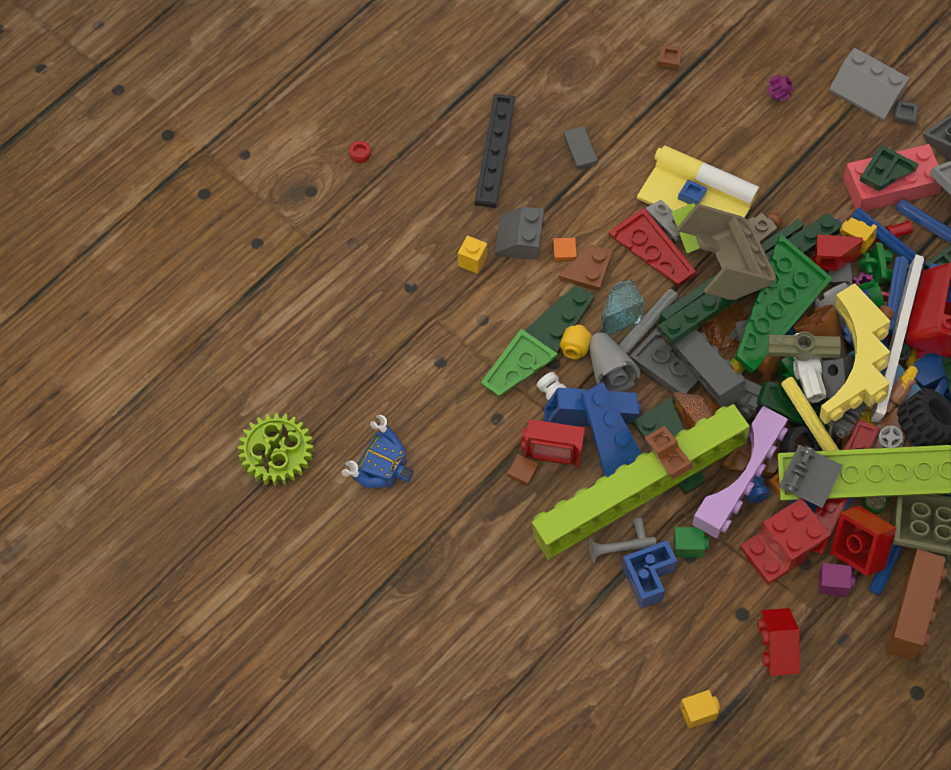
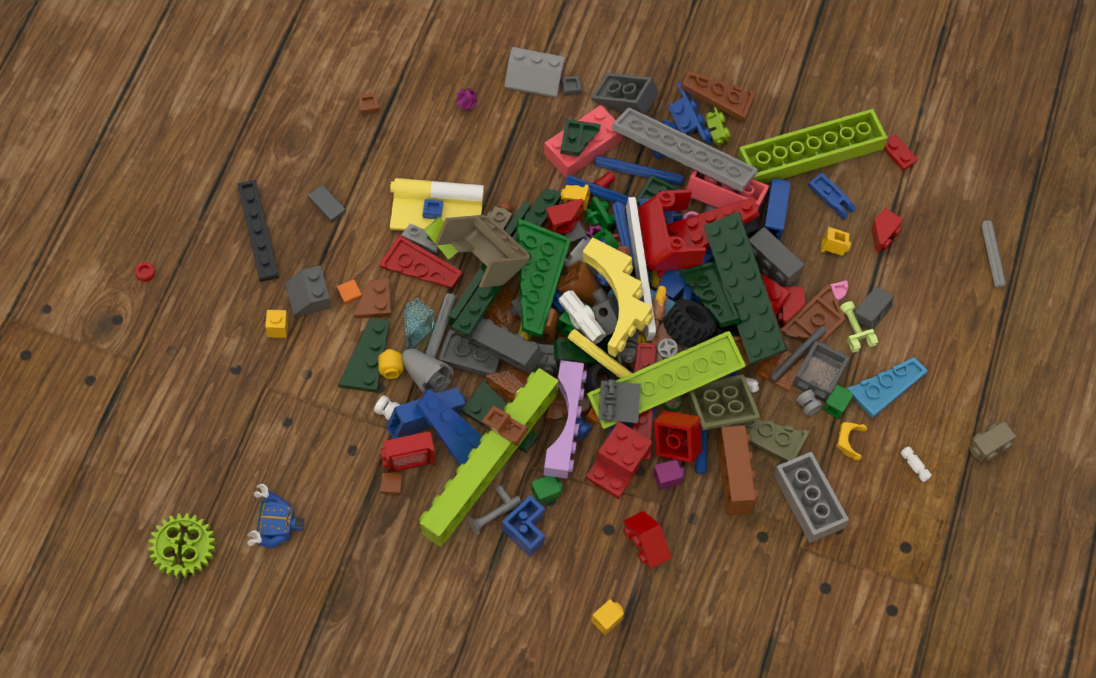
camera: 30 degrees left, 0 degrees up
(518, 362) = (351, 399): bright green wing -> none
(817, 346) = (585, 298): olive piece -> none

